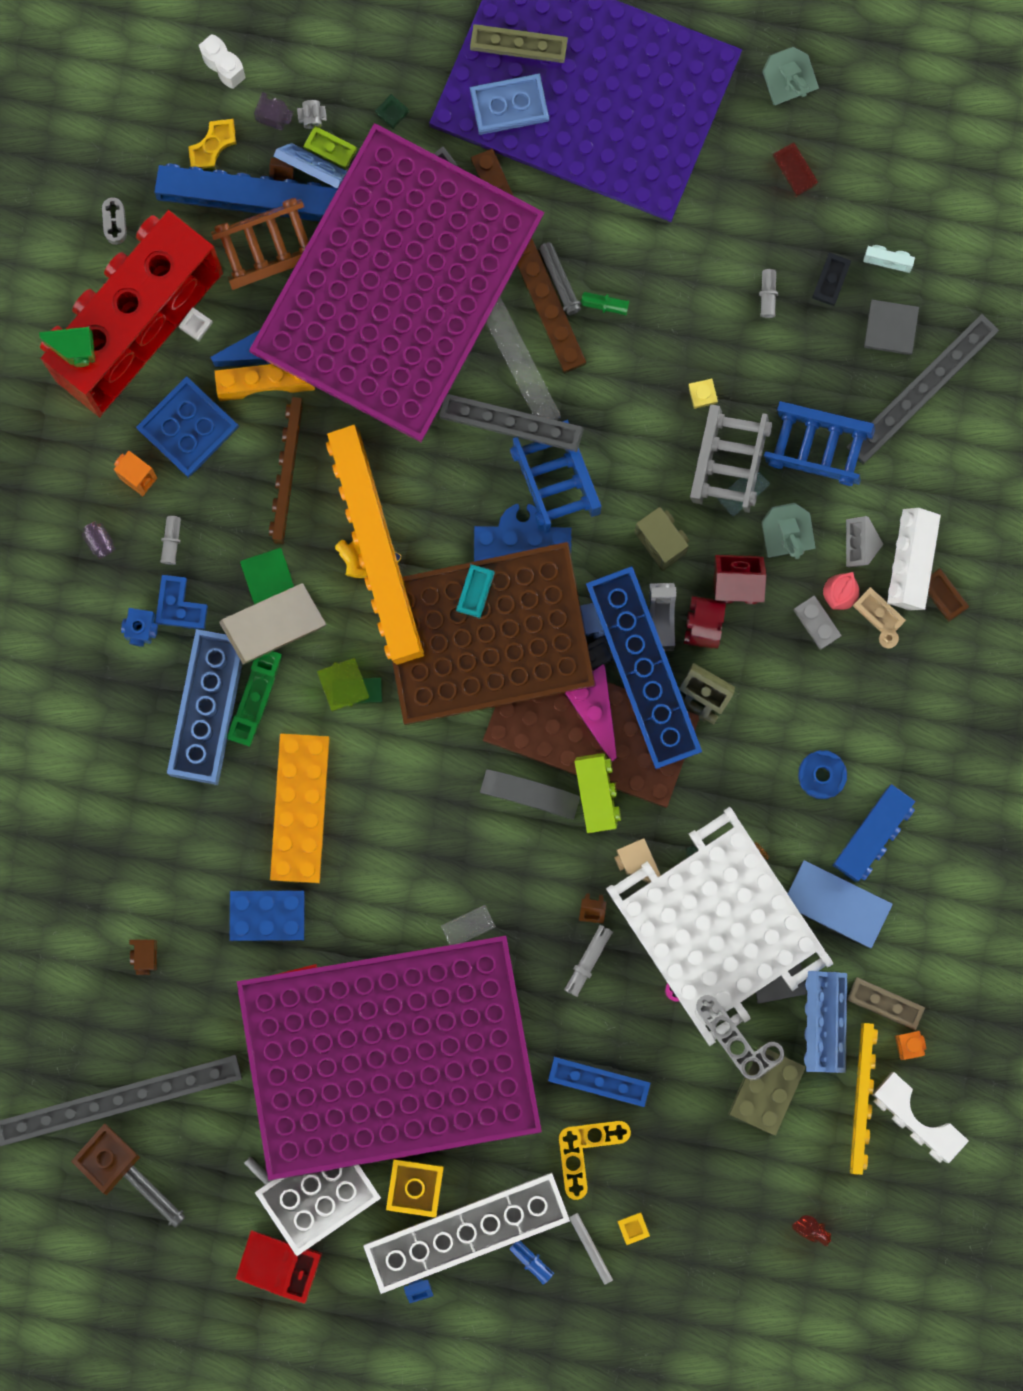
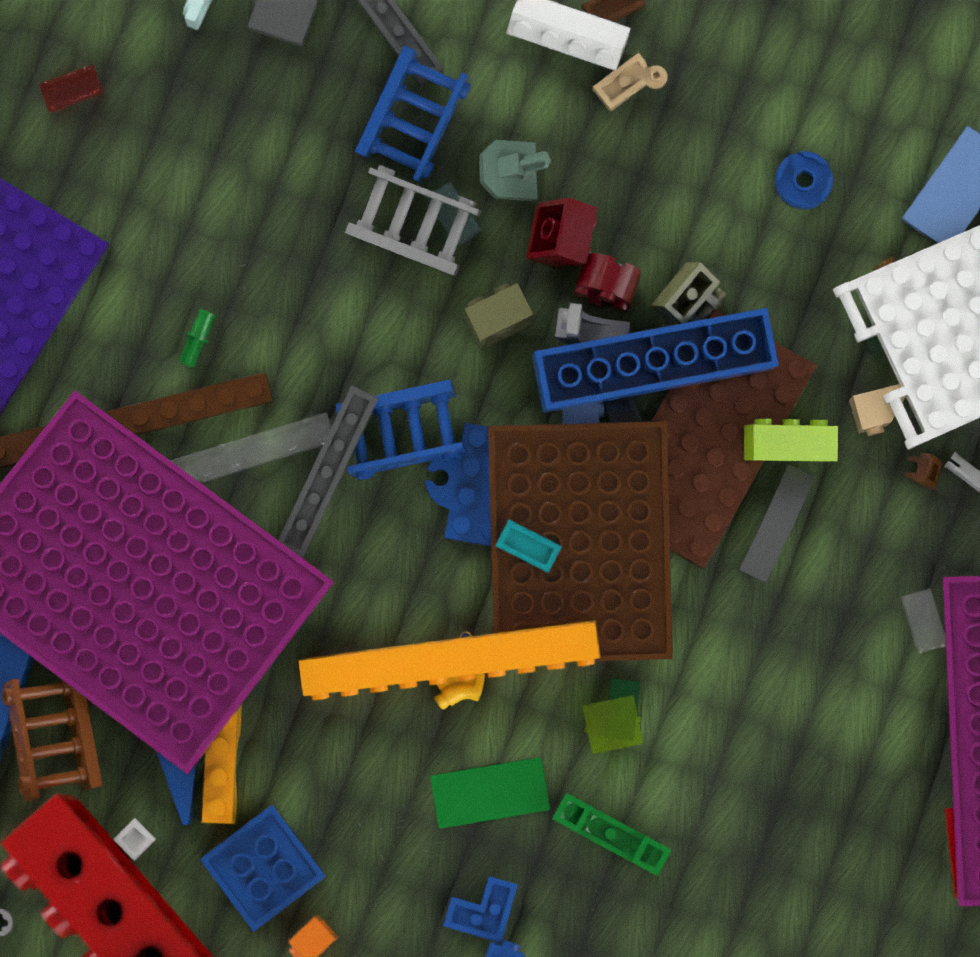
camera: 80 degrees left, 0 degrees up
(170, 540) = (400, 909): light grey axle -> none
(205, 709) = (617, 894): medium blue brick -> none
(267, 915) = (877, 859): blue plate -> none
(272, 623) = (527, 798): tile -> none
(287, 460) = (325, 750): reddish brown plate -> none
(299, 808) = (753, 800): light orange plate -> none
(560, 279) = (156, 387): dark grey axle -> none
(595, 710) = (694, 427): dark pink wing -> none
(703, 393) = (326, 242): light yellow plate -> none
(768, 293) = (218, 144): light grey axle -> none
(817, 622) = (623, 155): light grey plate -> none
(831, 279) = (214, 68): black plate -> none
(841, 591) = (590, 122): coral hat -> none
(861, 541) = (536, 88): light grey slope -> none
(874, 833) = (883, 132): blue brick -> none

